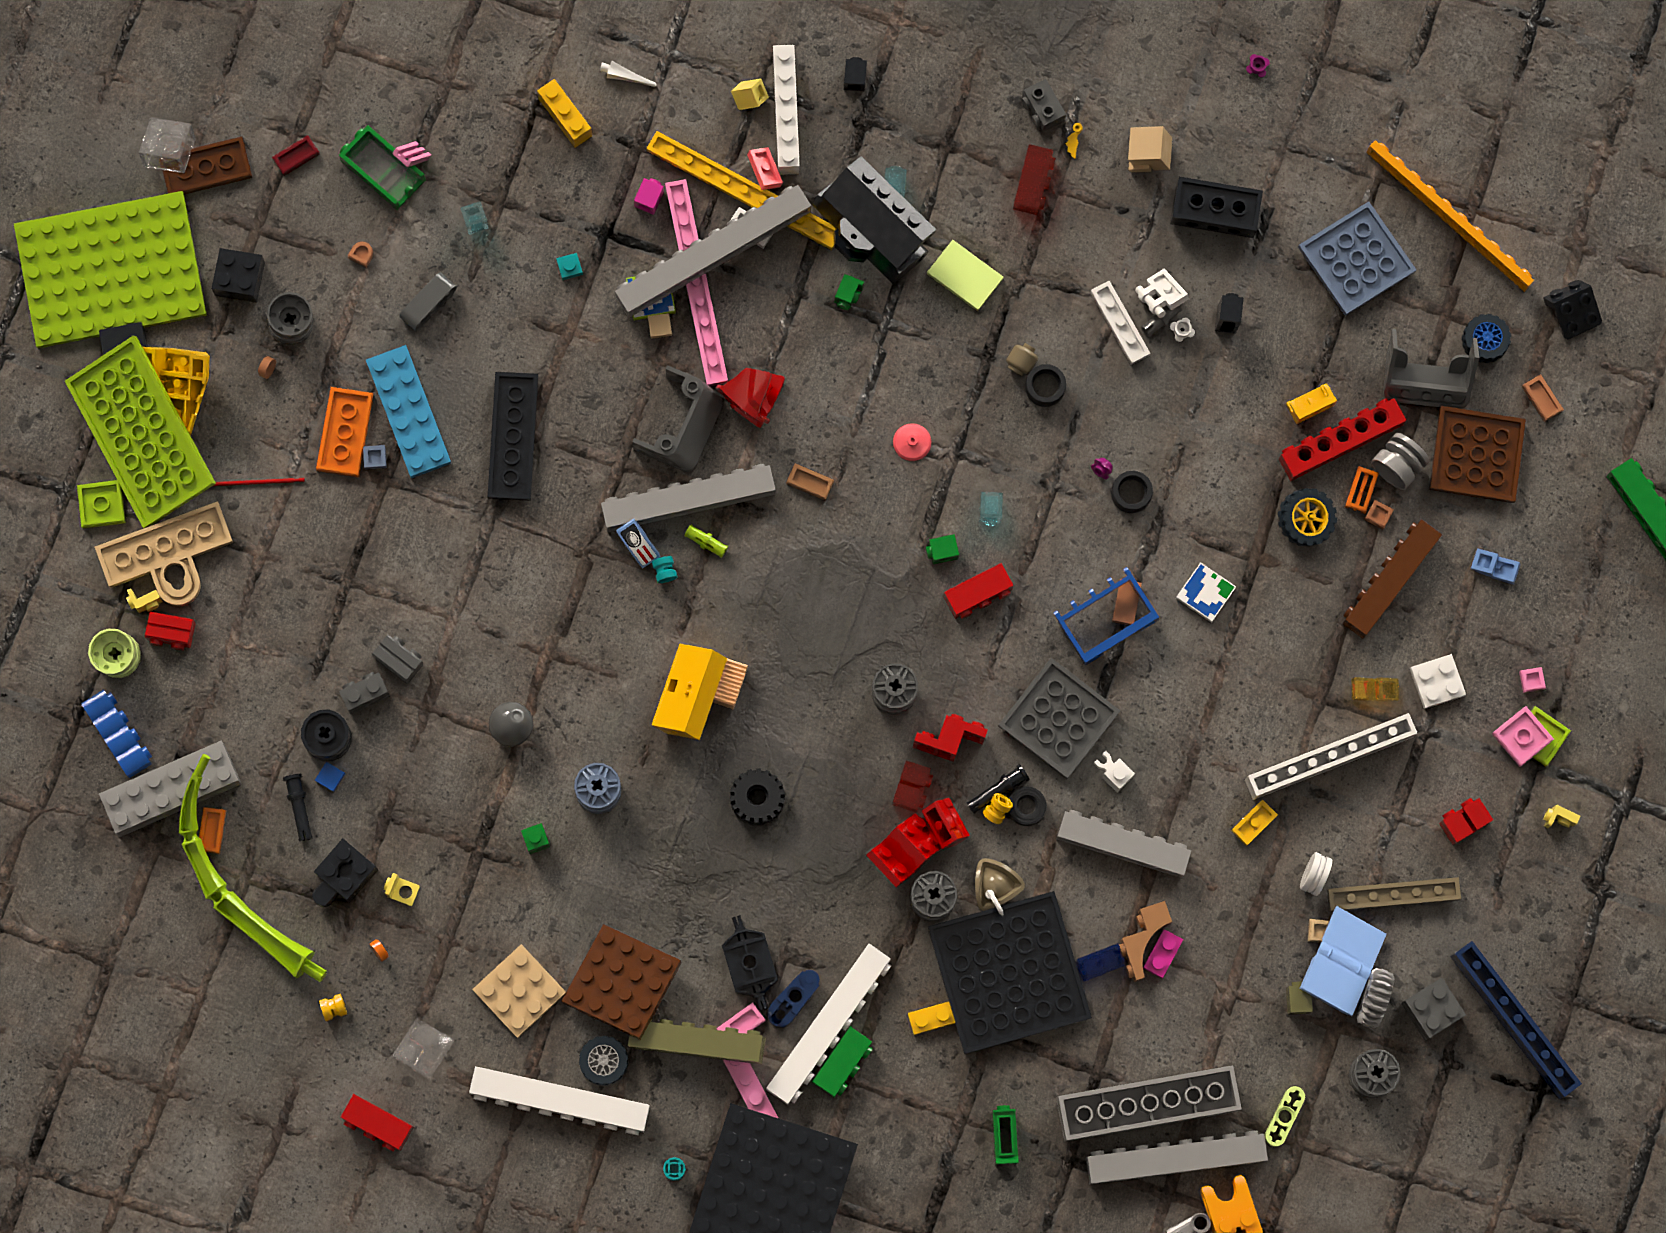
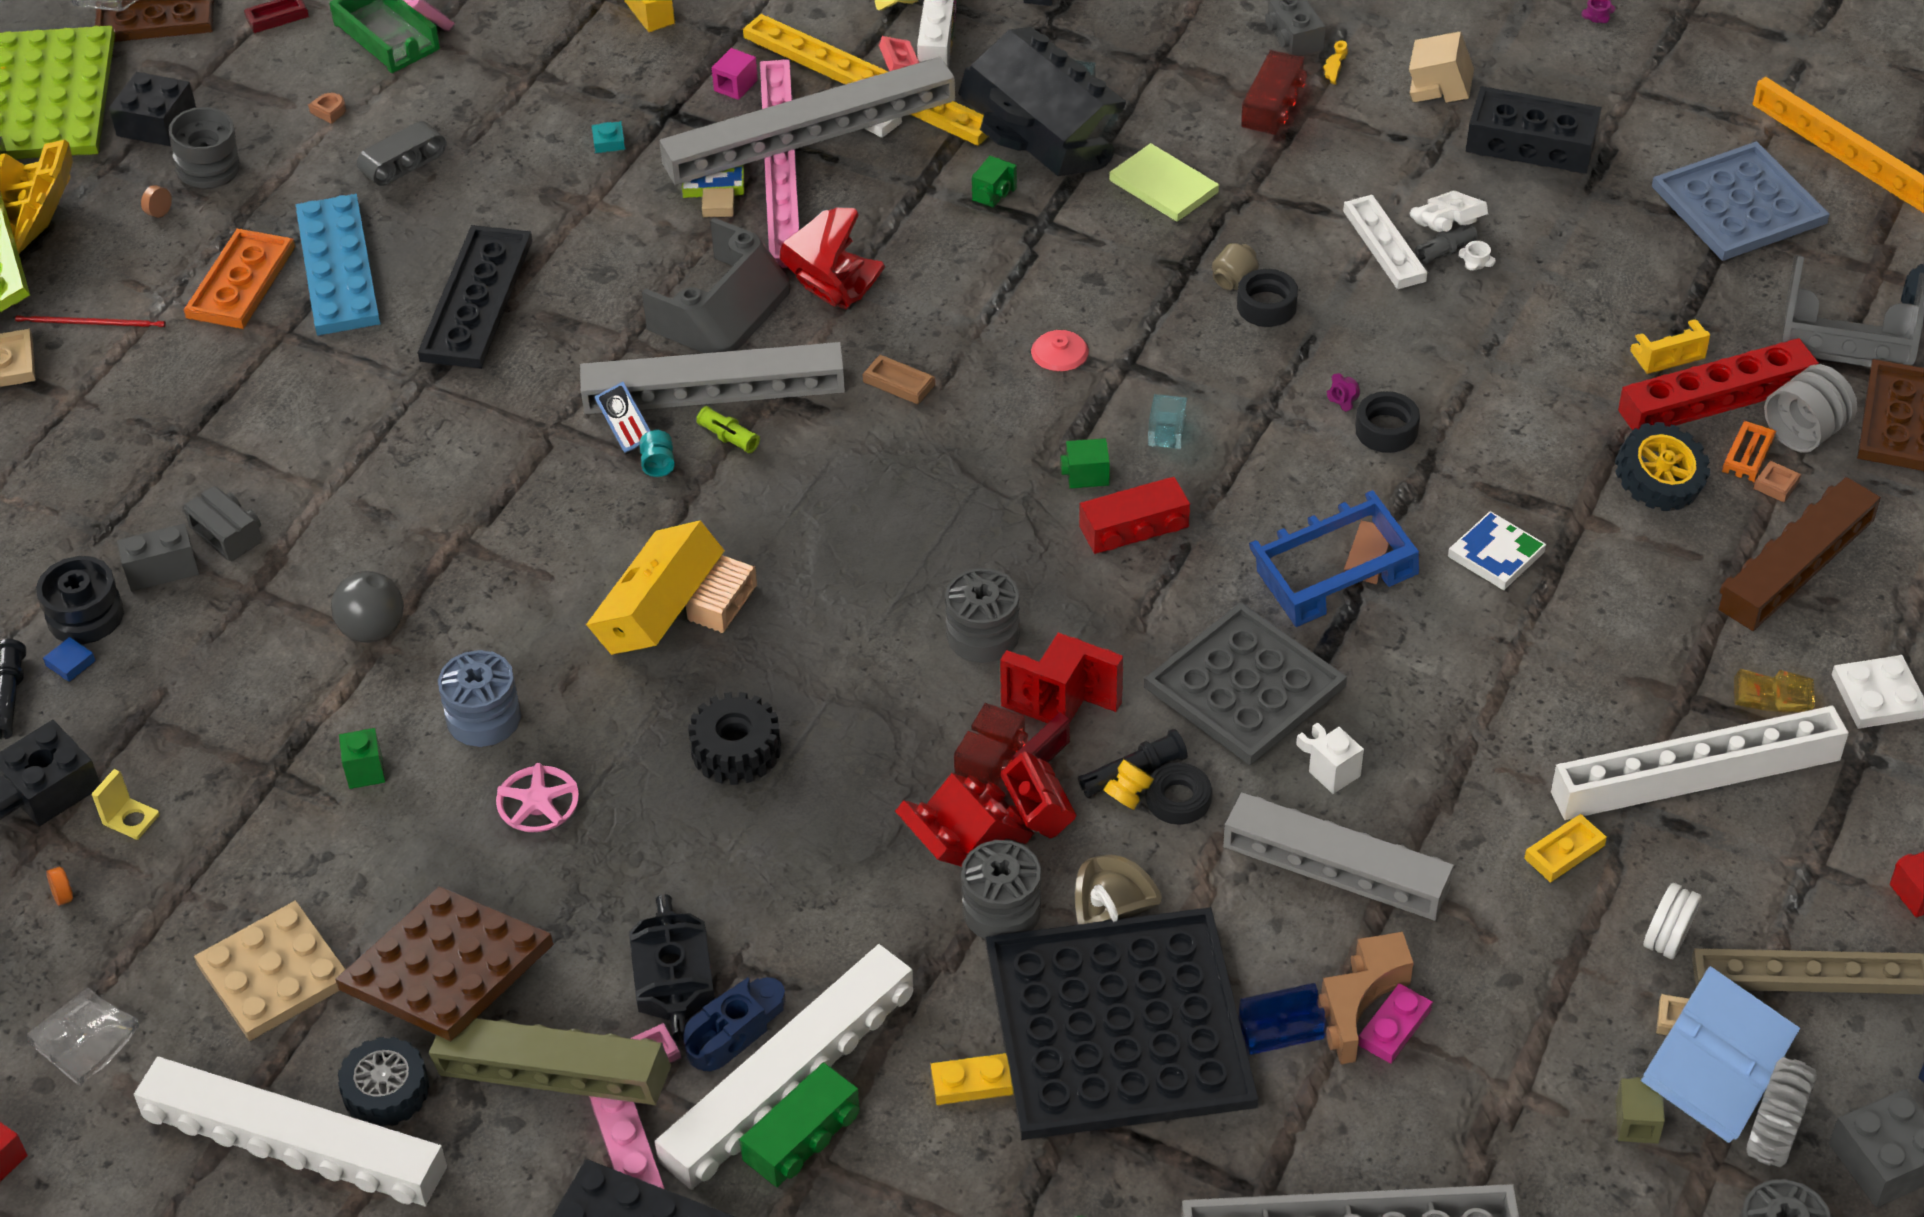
camera: 15 degrees right, 30 degrees down
(374, 457) = (271, 302): sand blue plate -> none
(474, 218) = (490, 73): clear light blue brick -> none
(646, 851) = (538, 798): none -> bright pink wheel
(943, 784) = (1049, 739): none -> dark red tile
(1229, 313) = (1547, 232): black piece -> none

